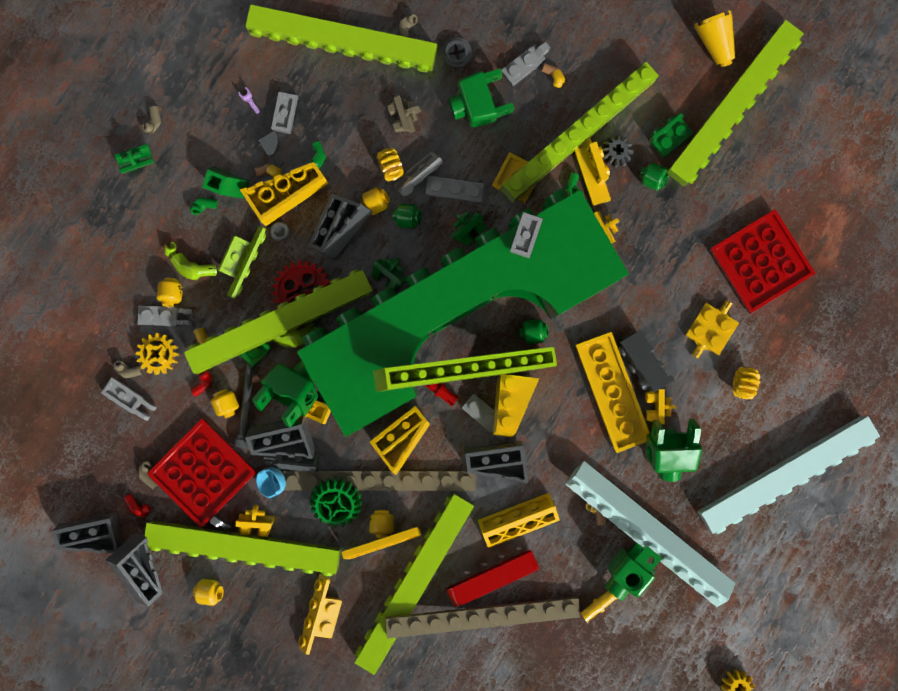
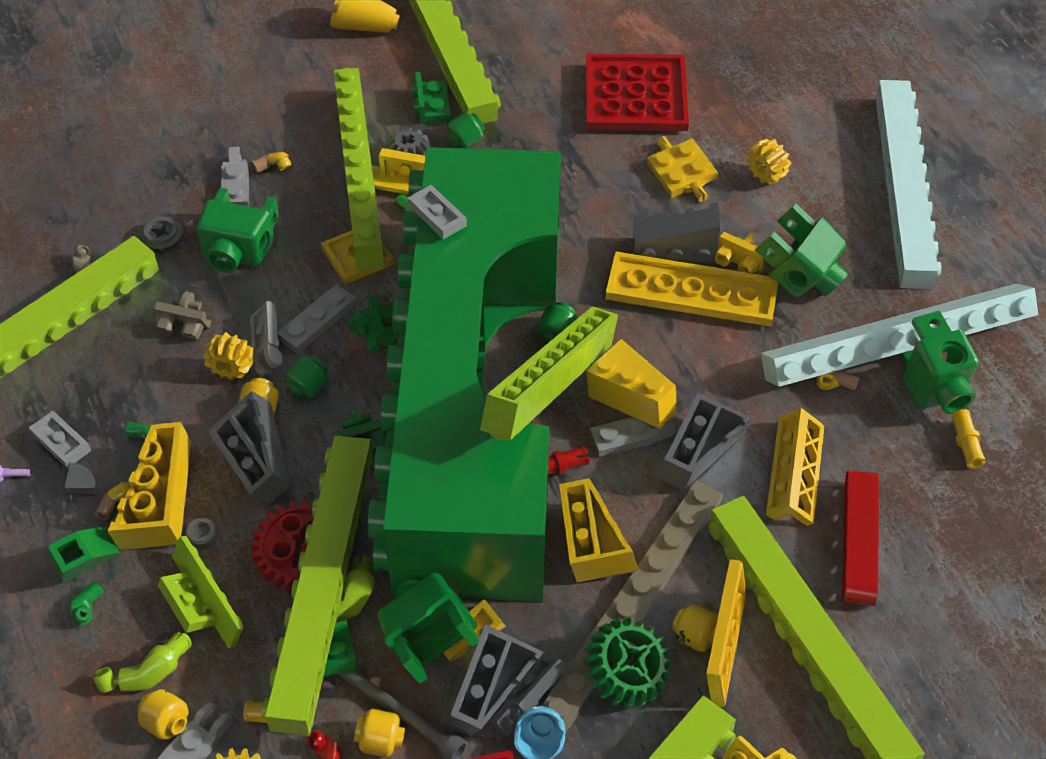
camera: 55 degrees left, 35 degrees down
(482, 617) = (906, 579): dark tan plate -> none

